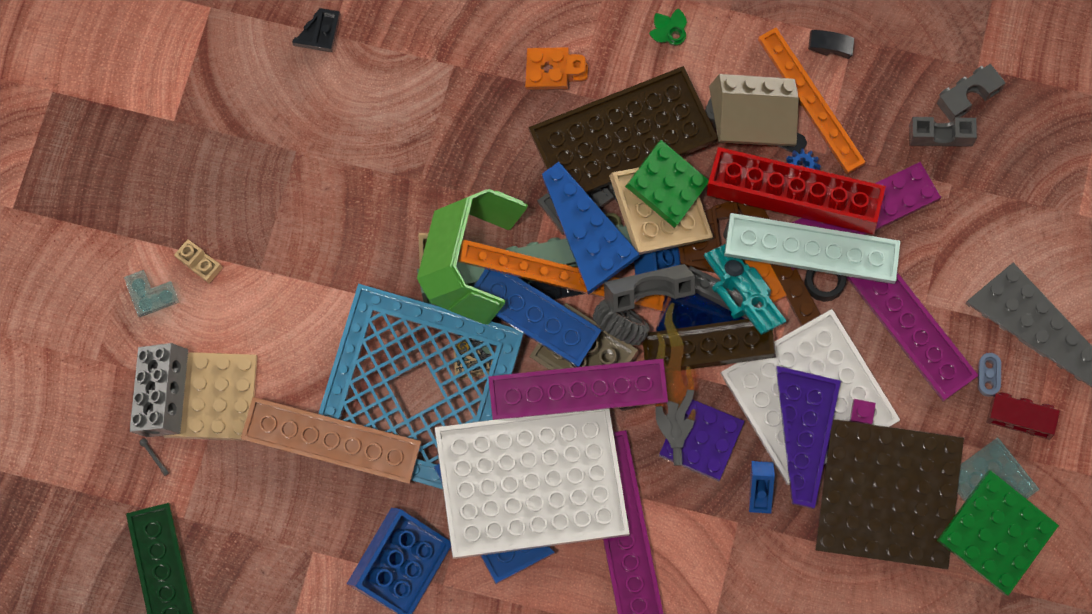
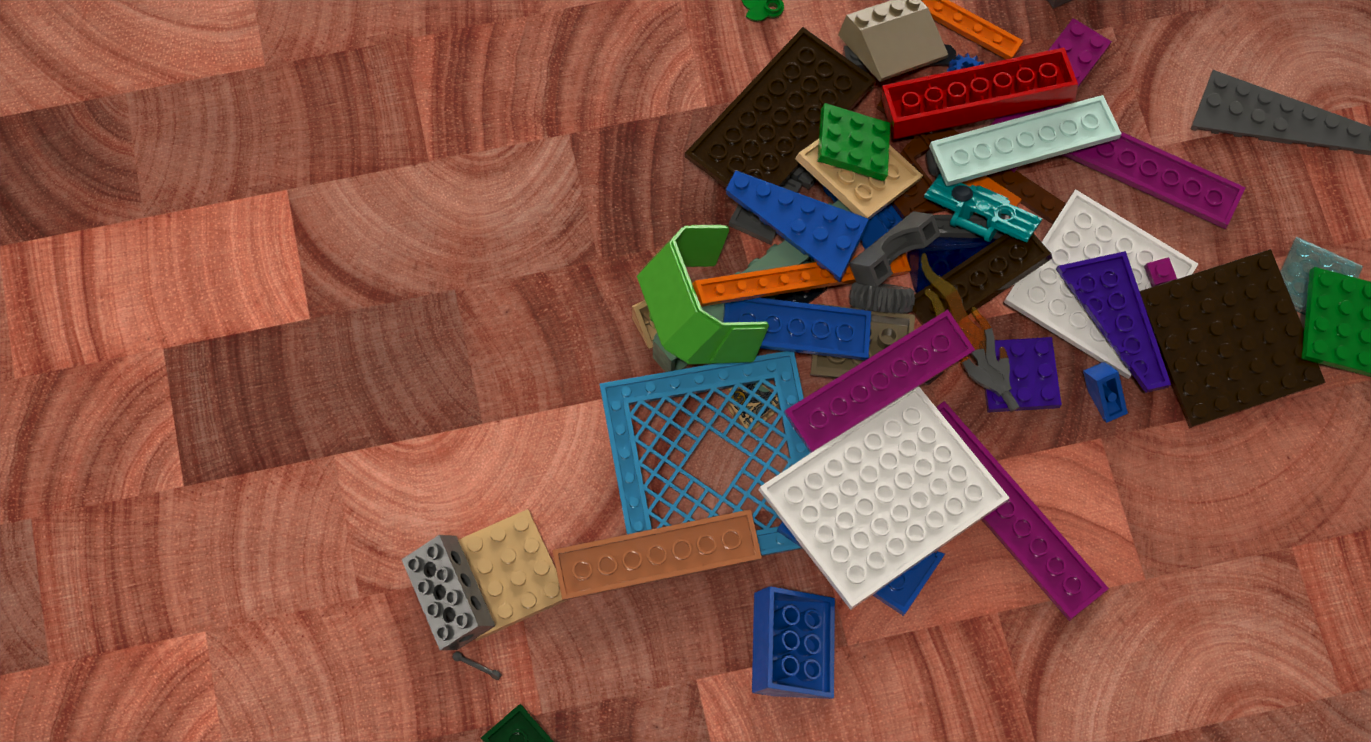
camera: 30 degrees left, 5 degrees down
(148, 299) = (381, 508): clear light blue plate -> none
(198, 261) = (413, 445): tan slope -> none
(319, 31) = (415, 161): black wing -> none
(565, 68) = (683, 88): orange plate -> none
(821, 295) = (1052, 184): black tyre -> none
(989, 375) = (1255, 183): sand blue plate -> none
(1023, 415) = (1308, 205): dark red brick -> none

